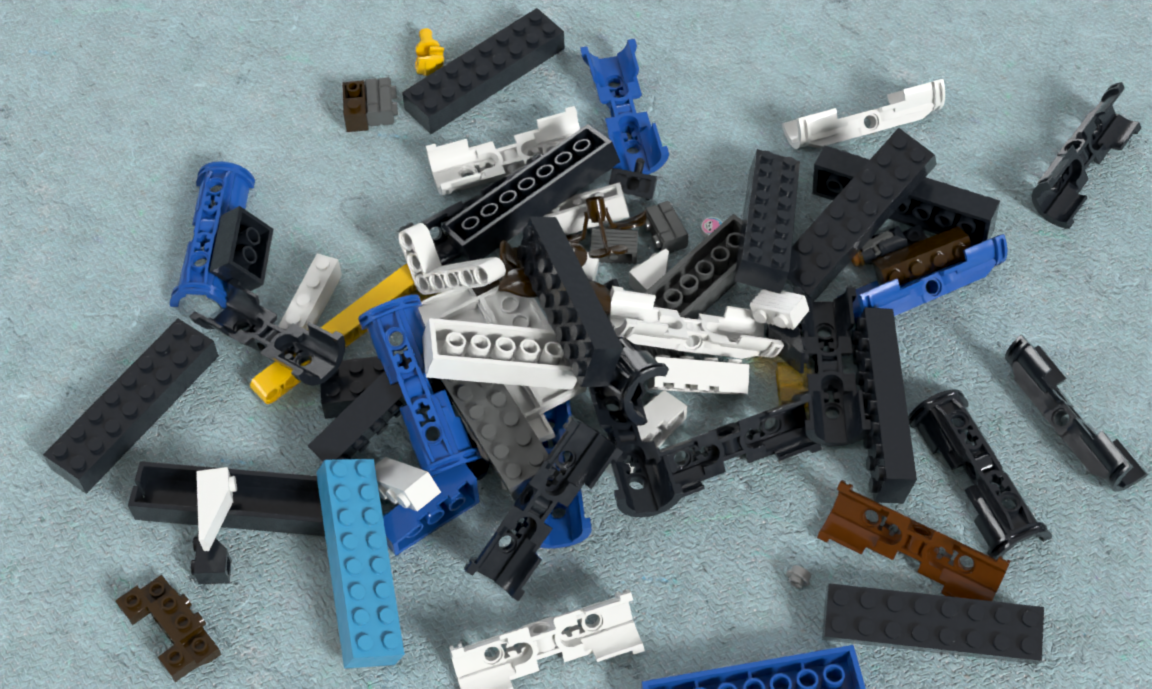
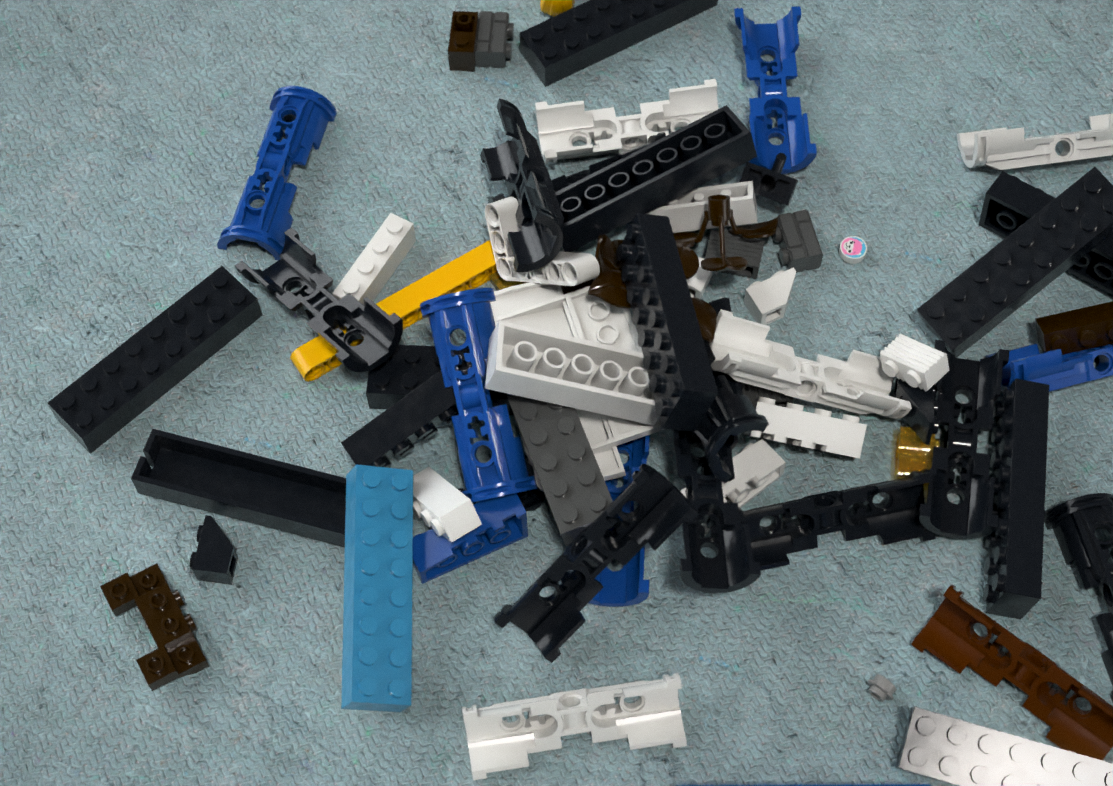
camera: 10 degrees right, 5 degrees up
(214, 499) = (225, 492): white slope -> none
(242, 248) = (306, 194): black brick -> none
(429, 204) = (526, 176): none -> black piece
(702, 274) = (840, 301): dark grey brick -> none
(768, 222) = (919, 255): black brick -> none
(886, 243) = (1059, 300): black plate -> none

